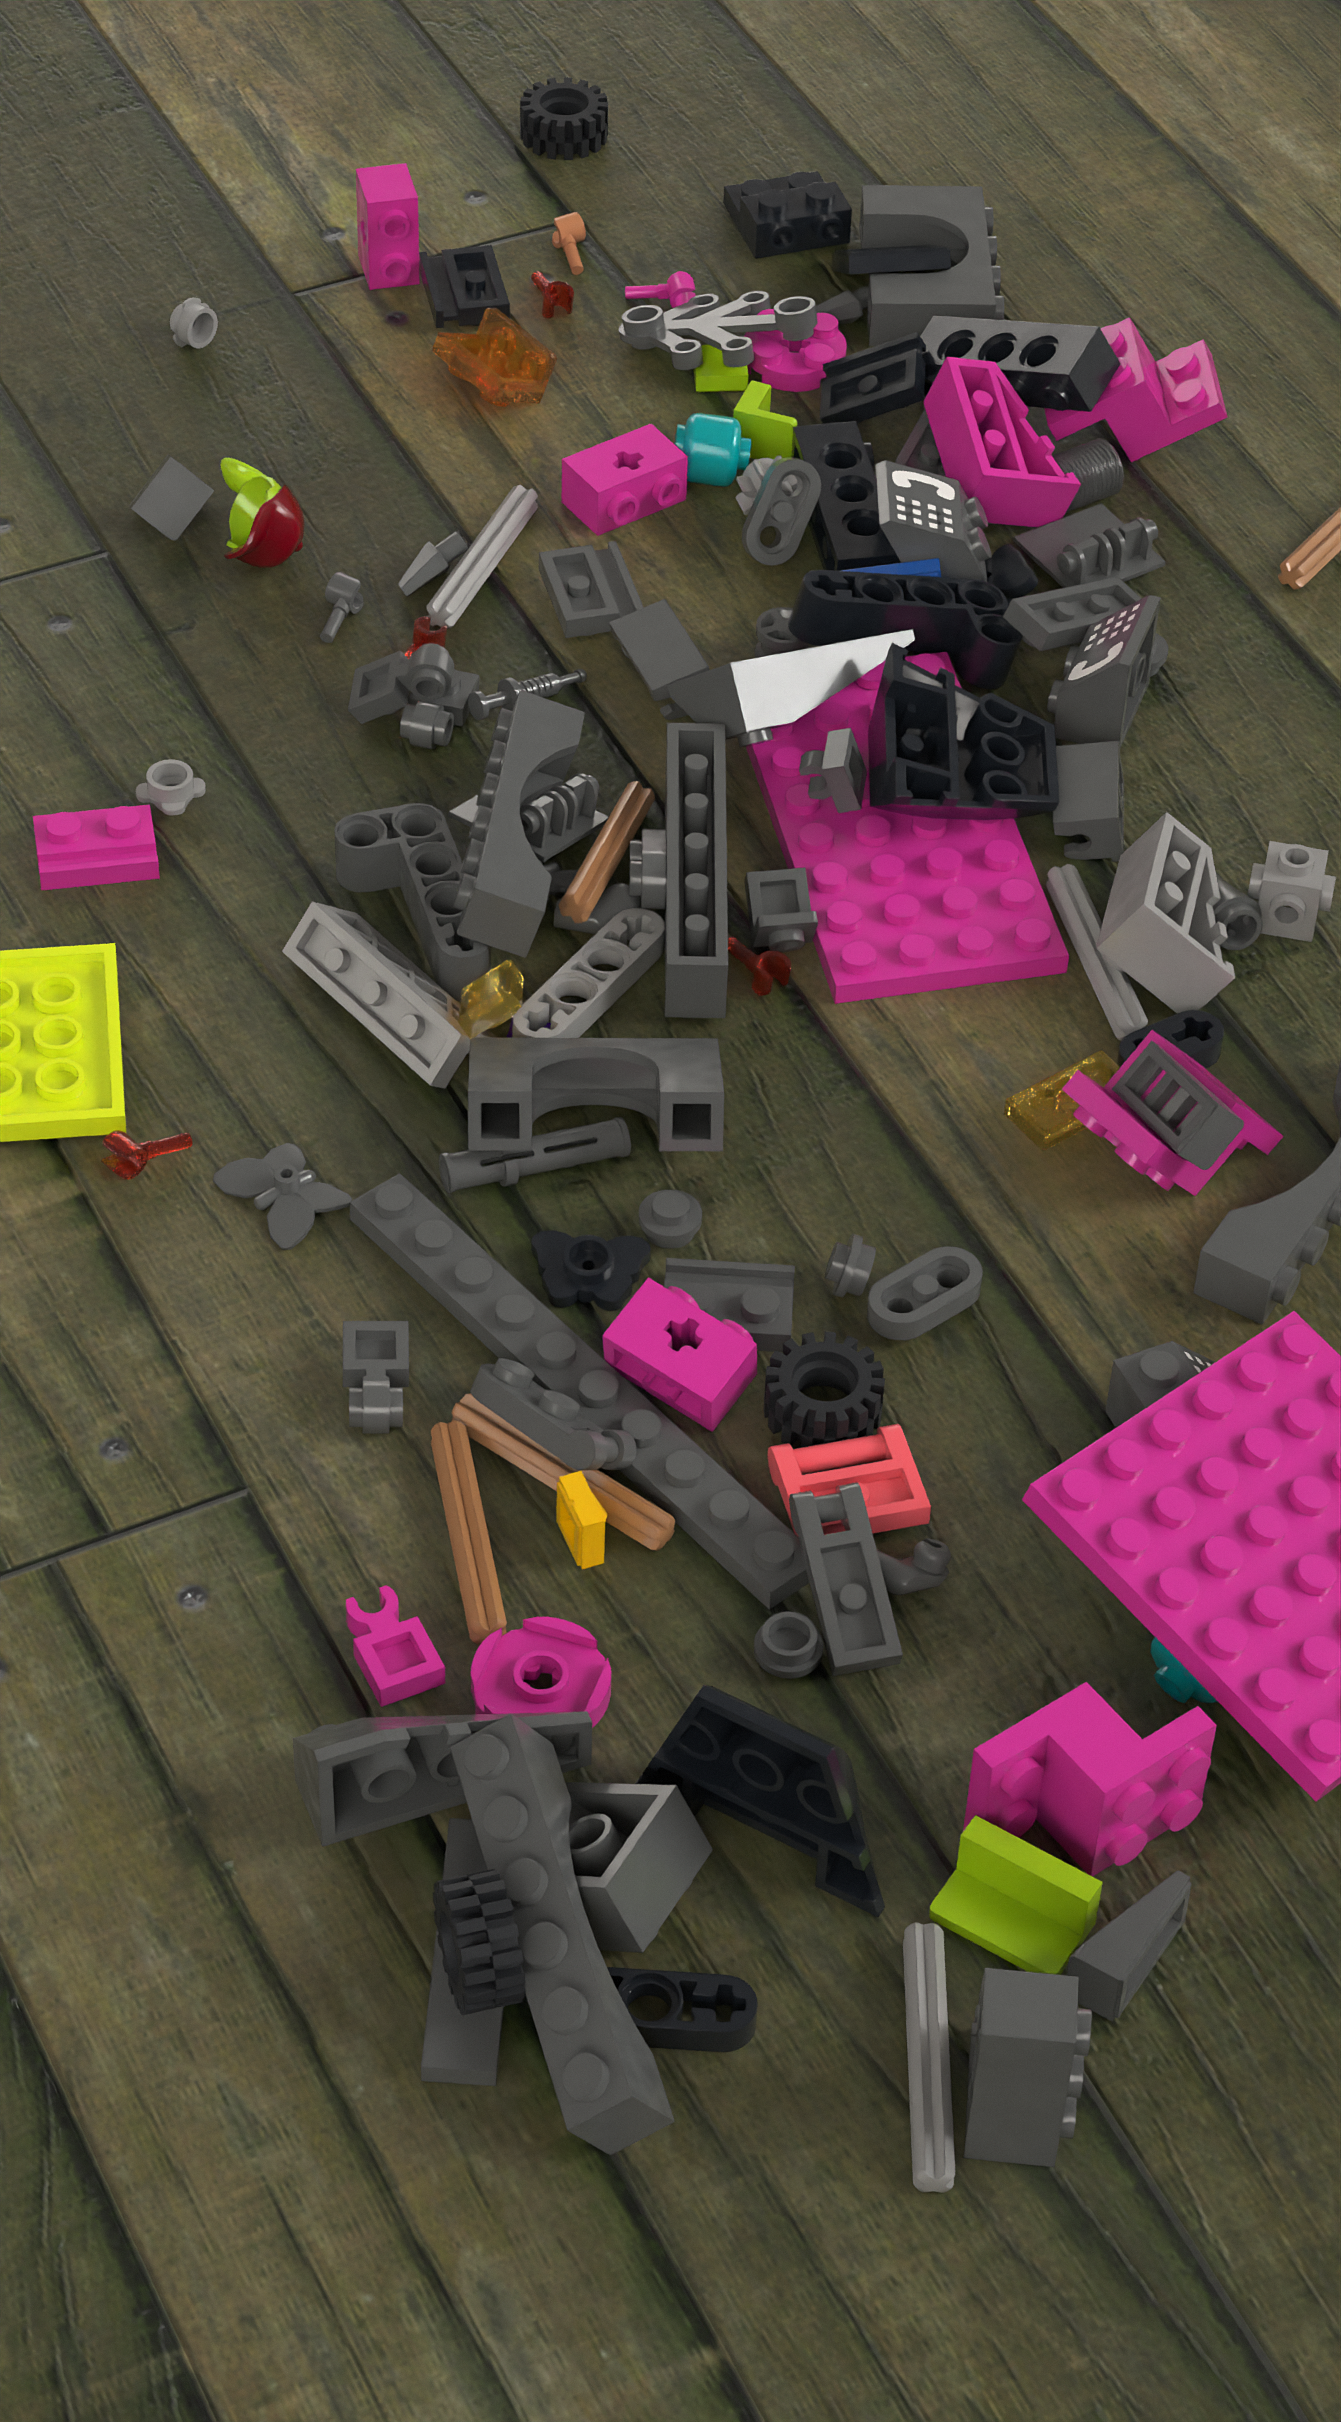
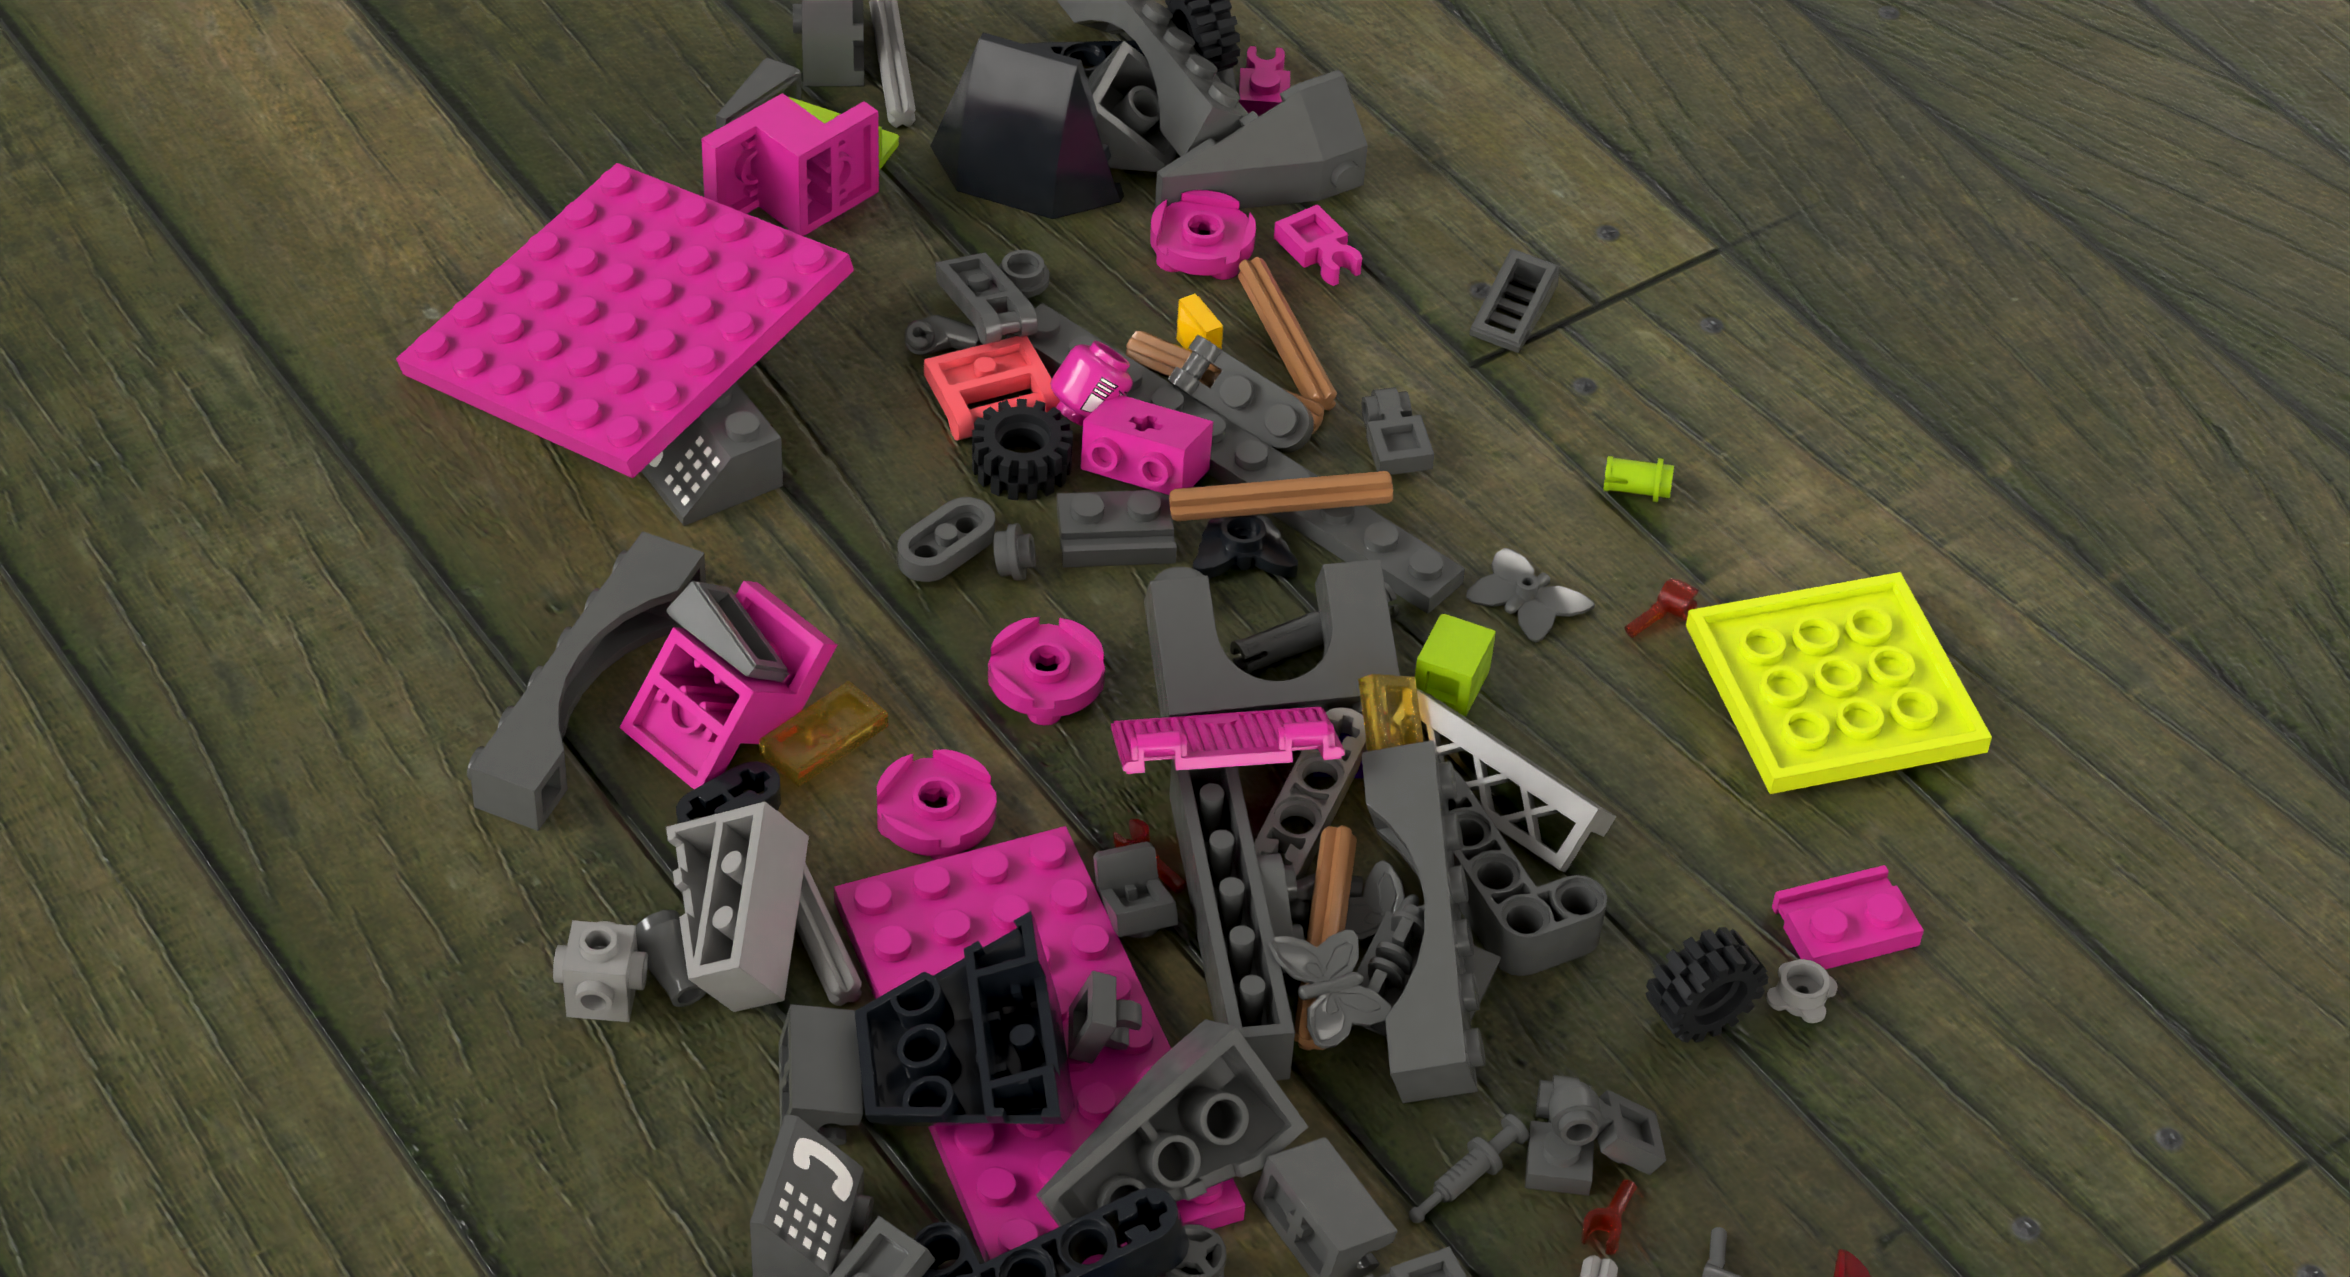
camera: 170 degrees right, 0 degrees up
(107, 1292) = (1639, 477): none -> lime pin
(143, 1583) = (1527, 271): none -> dark grey slope
(258, 736) = (1706, 984): none -> black tyre
(387, 1946) = (1262, 81): none -> dark pink plate
(401, 1080) = (1455, 662): none -> lime panel
(531, 1264) = (1281, 496): none -> medium nougat axle
(623, 771) = (1337, 989): none -> dark grey piece
(673, 960) = (1225, 739): none -> dark pink window
(734, 1423) = (1088, 379): none -> dark pink head
(832, 1171) = (1040, 693): none -> dark pink plate
(962, 1048) = (929, 830): none -> dark pink plate

